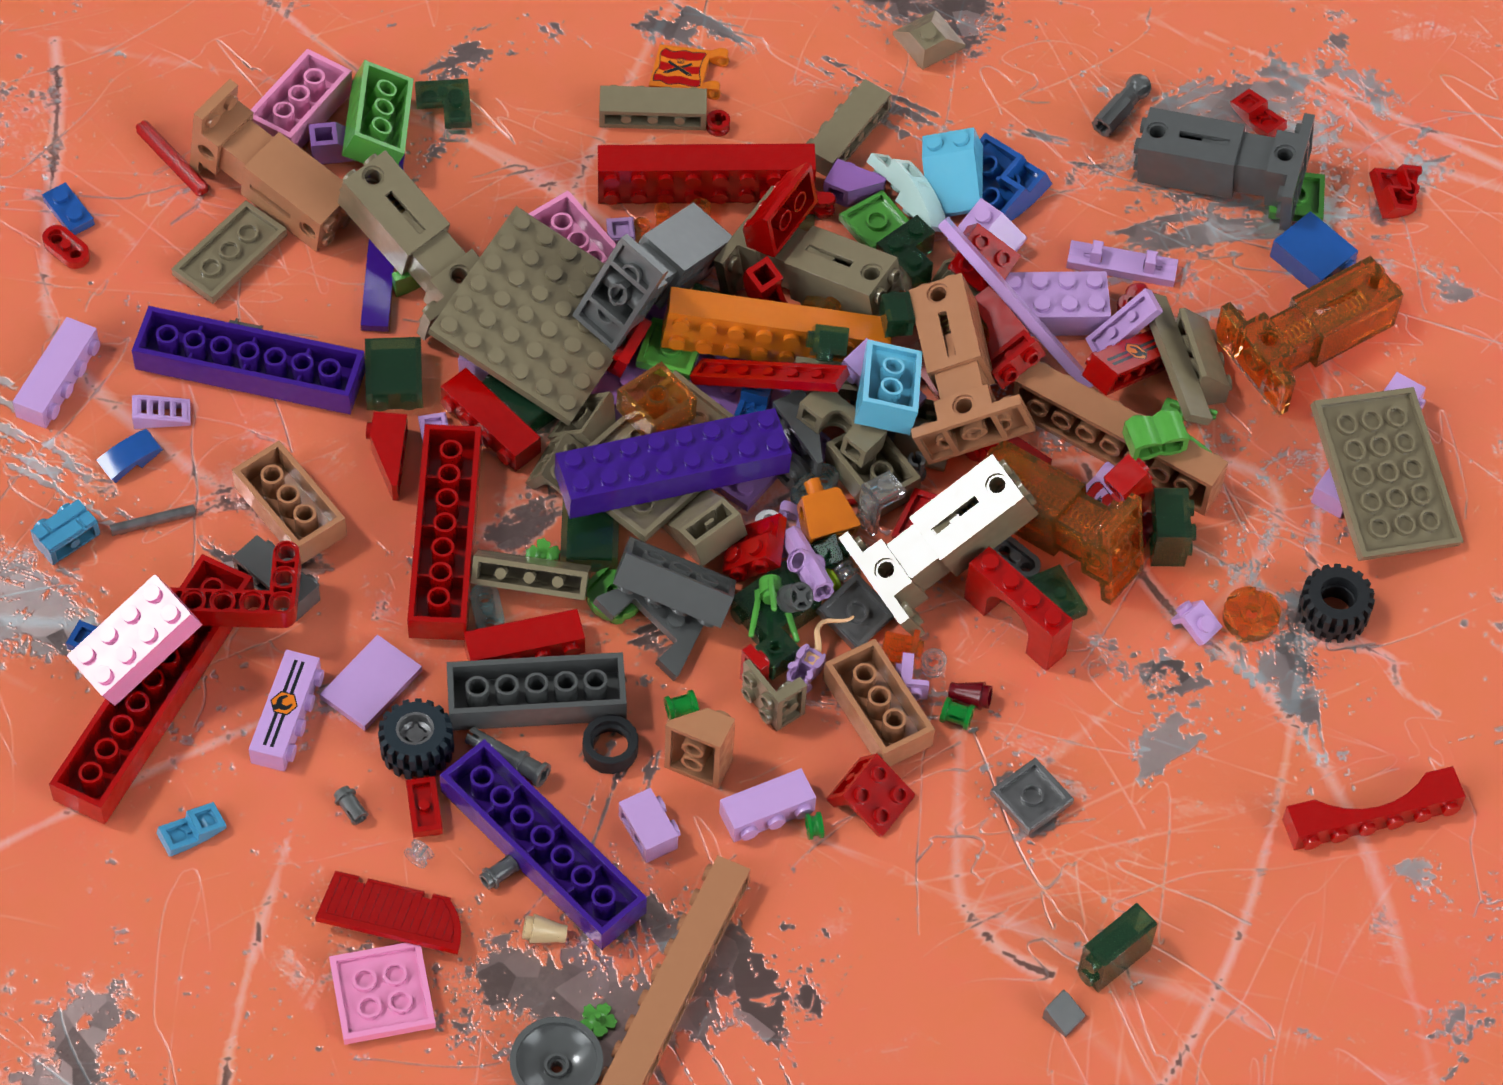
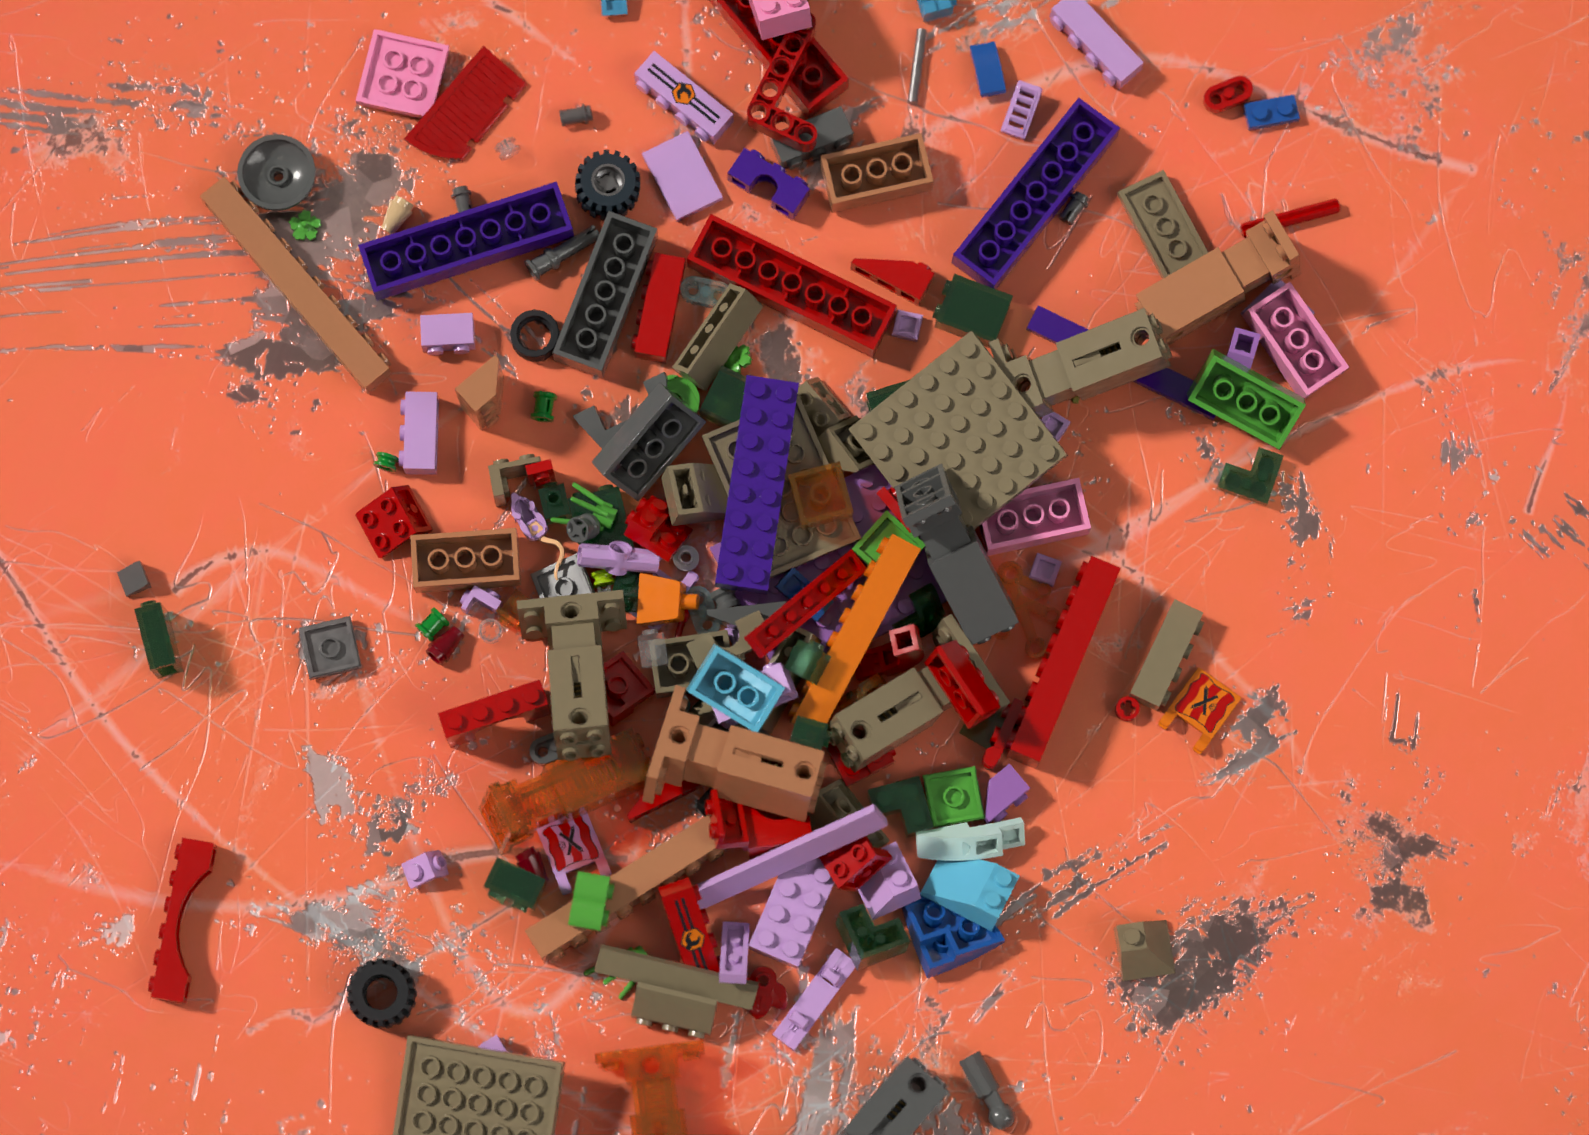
camera: 115 degrees right, 20 degrees up
(345, 576) = (752, 169): none -> dark purple arch
(424, 807) = (547, 169): red plate -> none
(501, 427) = (885, 370): red brick -> none
(850, 125) = (1067, 820): dark tan brick -> none
(1048, 231) = (867, 942): none -> clear green brick
(1060, 590) = (512, 763): clear green plate -> none
(1130, 477) = (555, 859): red arch -> none
(1246, 628) = (399, 908): clear orange plate -> none

